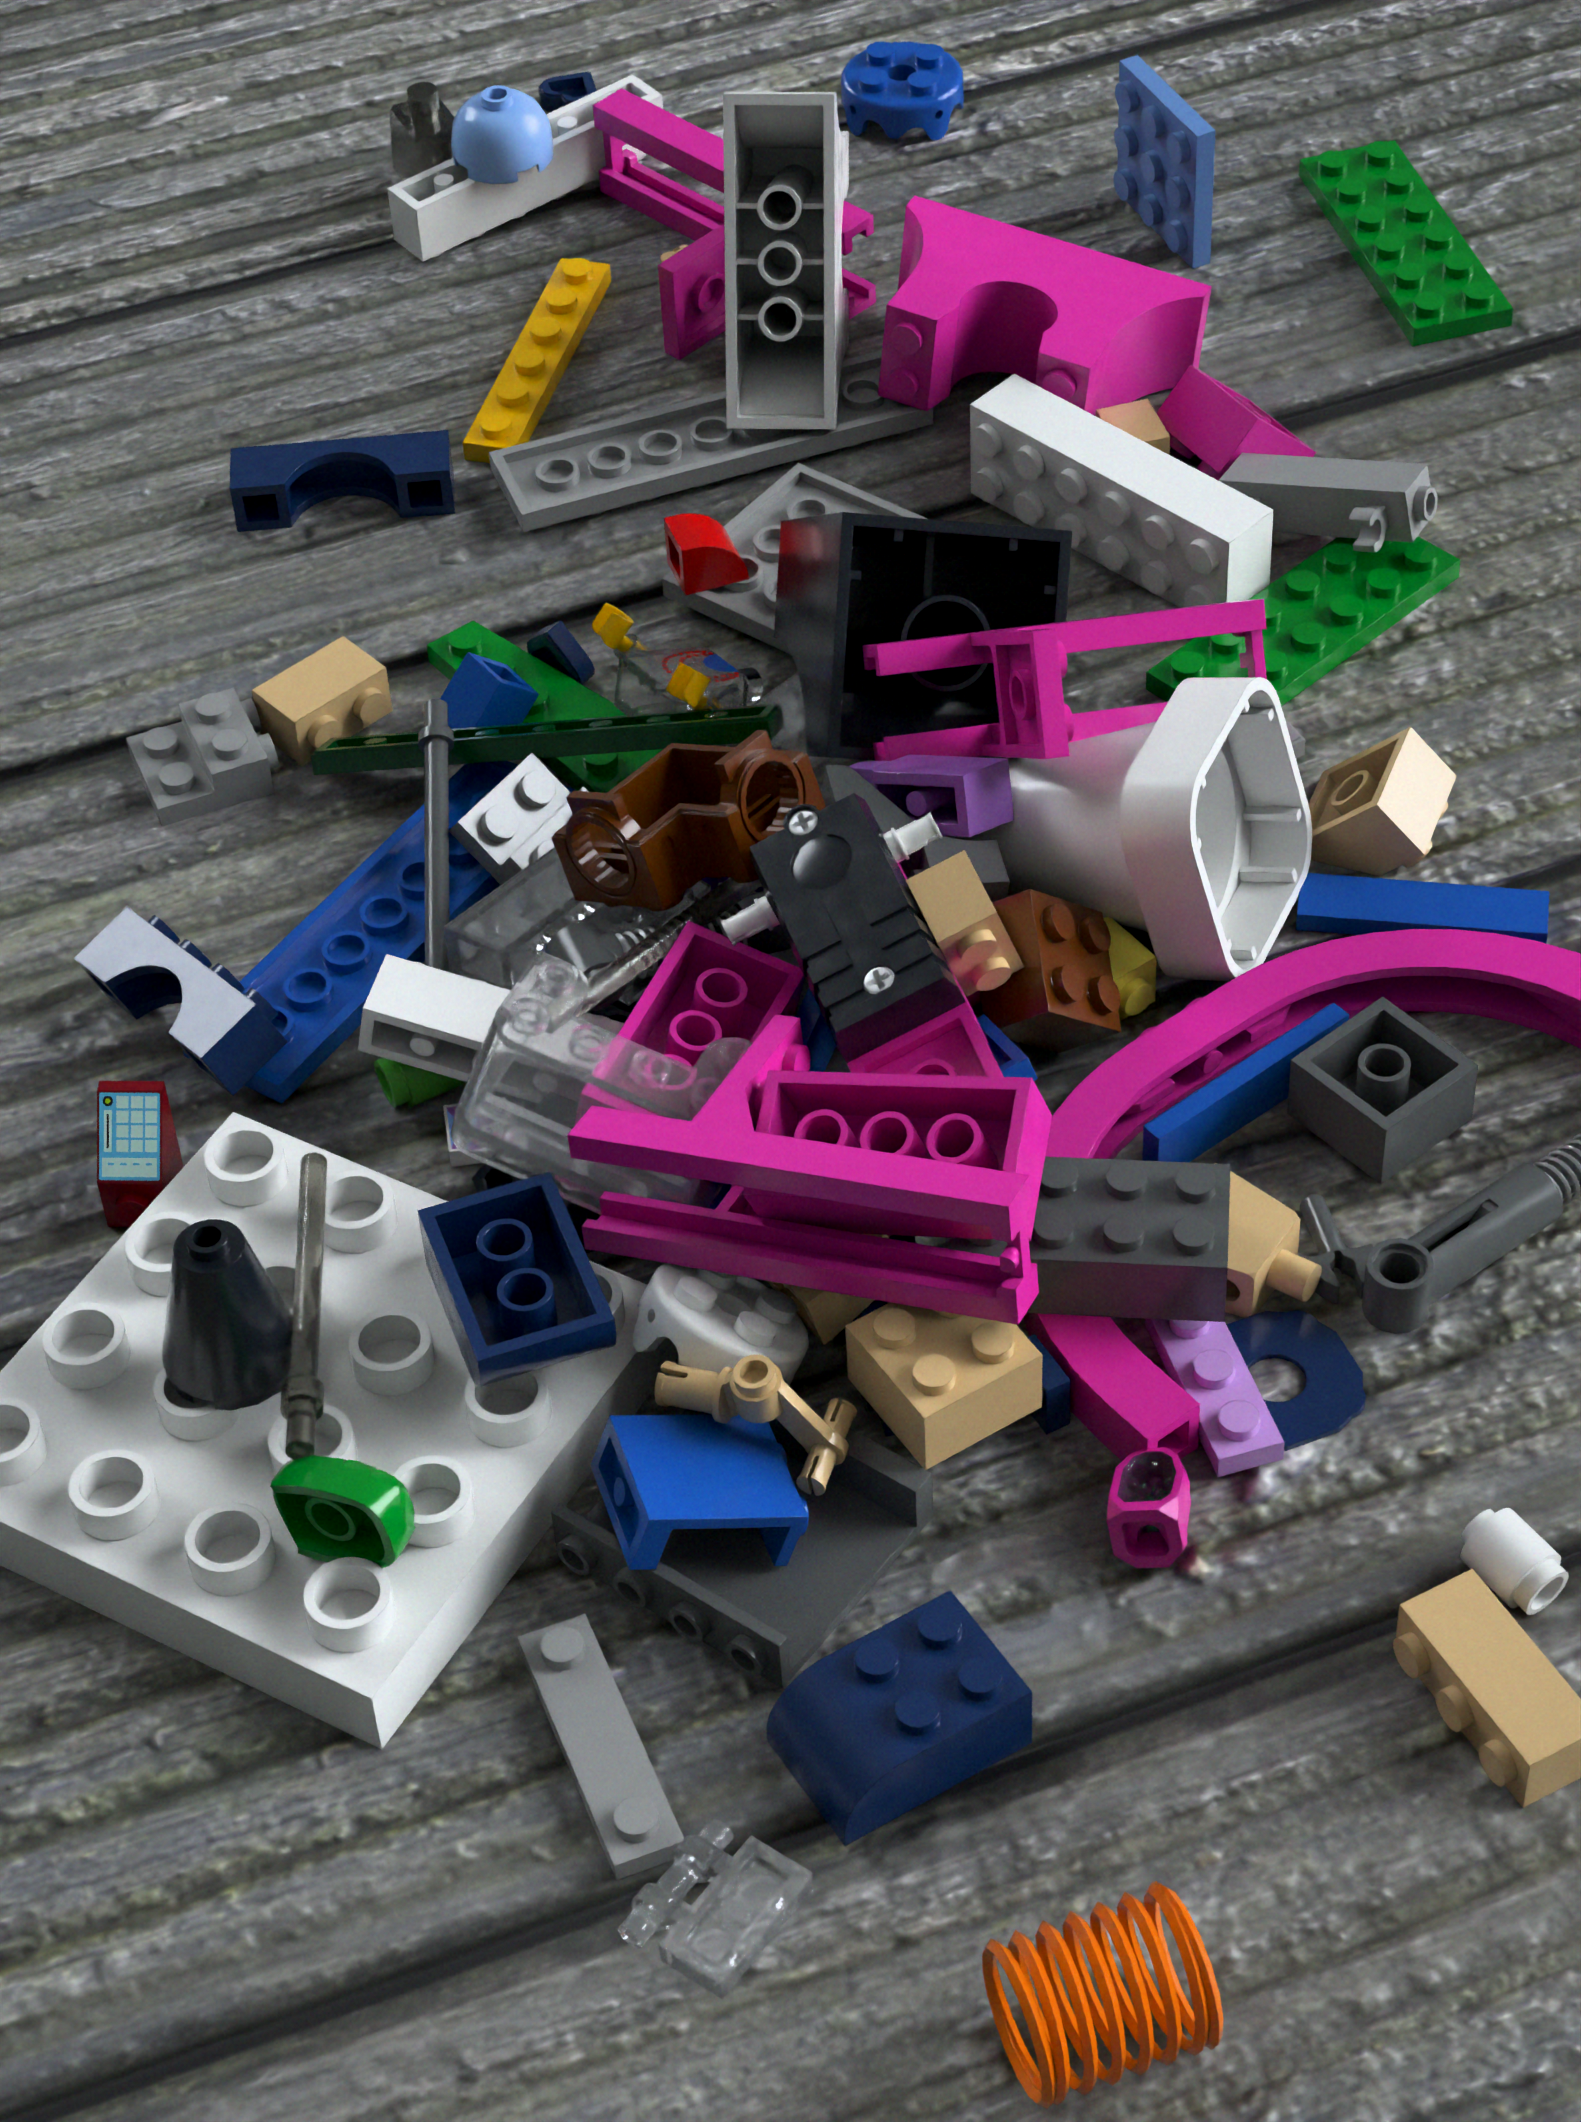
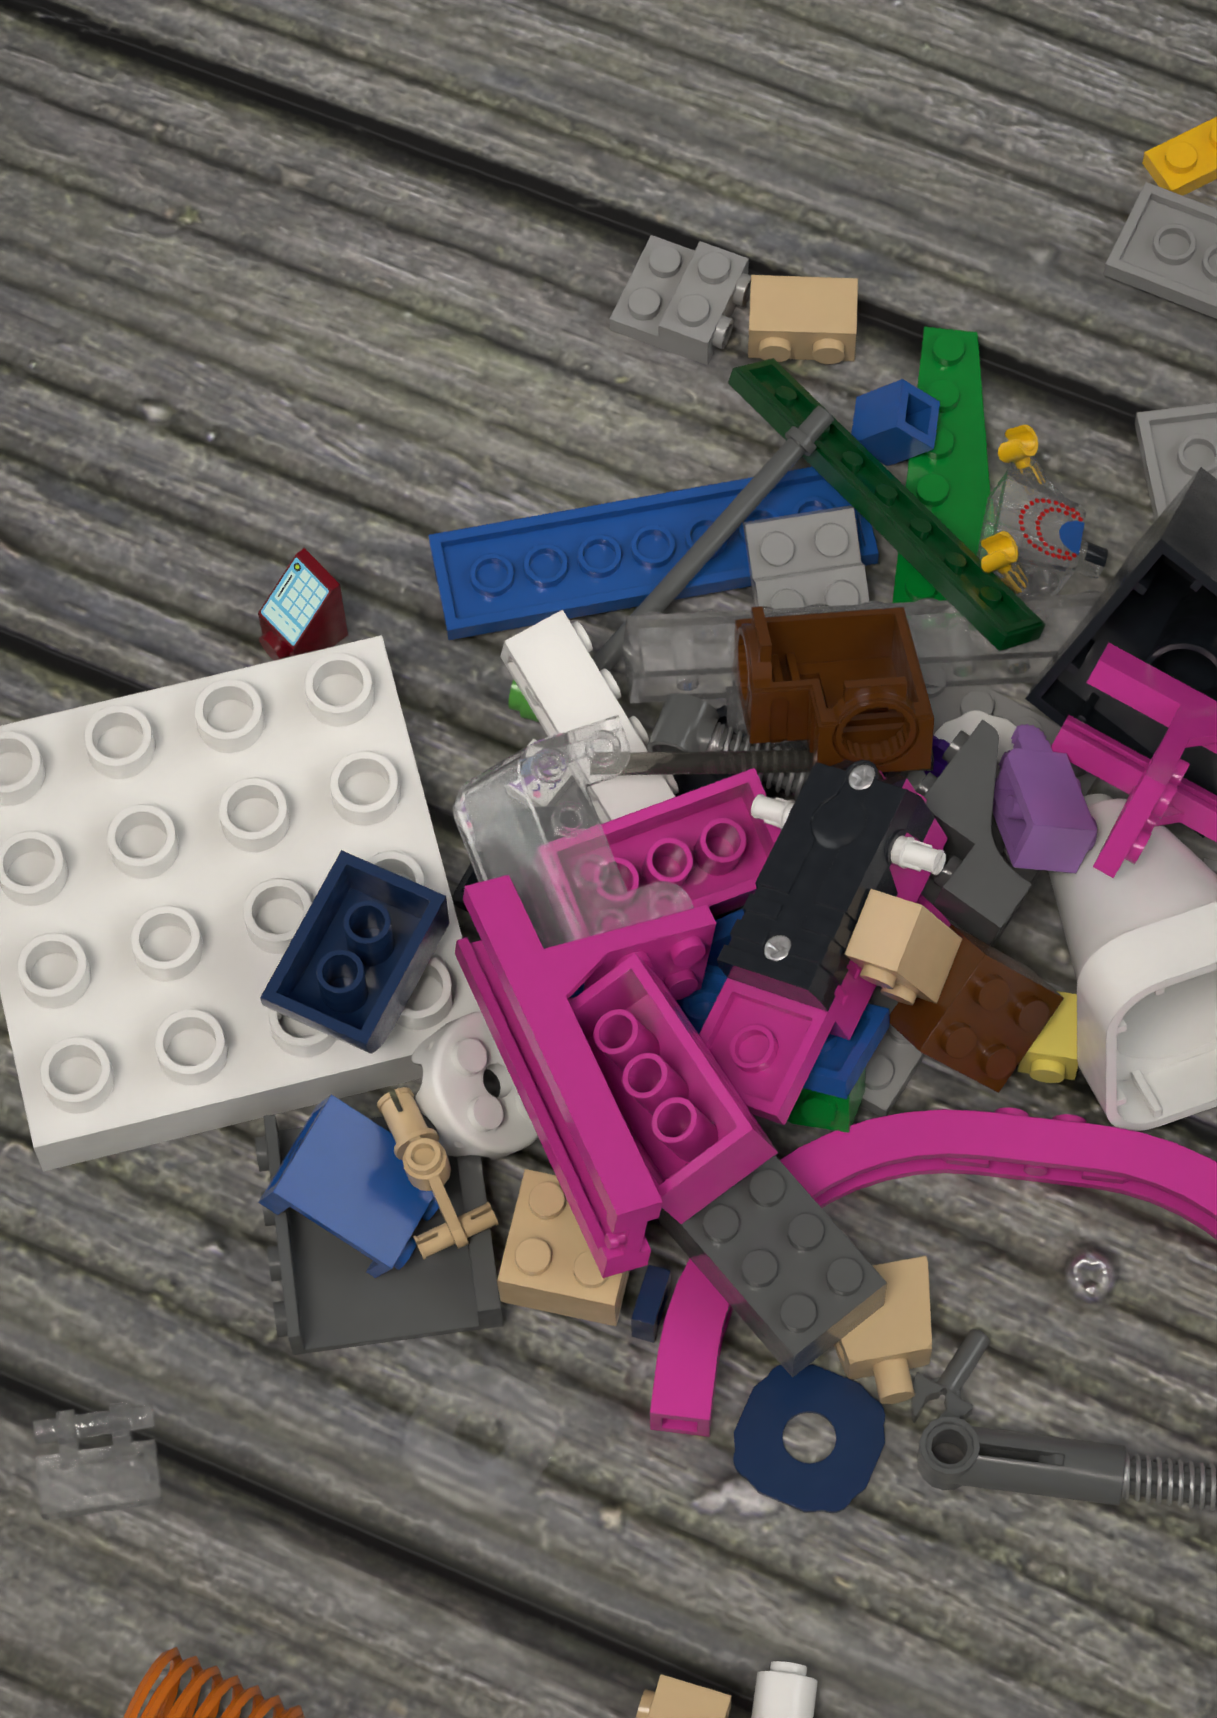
camera: 45 degrees right, 20 degrees up
(216, 1025) = (440, 559): arch -> none
(224, 1320) = (178, 823): black cone -> none
(284, 480) = (975, 81): dark blue arch -> none
(303, 1392) = (166, 913): clear smoke bar -> none
(343, 1509) = (124, 1010): green piece -> none
(561, 651) = (997, 415): dark blue tile -> none
(601, 1746) = (151, 1292): light grey plate -> none
(701, 553) = (1176, 421): red brick -> none
(900, 1717) = (318, 1448): dark blue brick -> none
(1149, 1508) = (613, 1453): dark pink rock -> none
(1210, 1368) = (751, 1421): lavender plate -> none
(1235, 1095) = (1029, 1214): blue tile -> none
(1382, 1089) = (1106, 1303): dark grey brick -> none

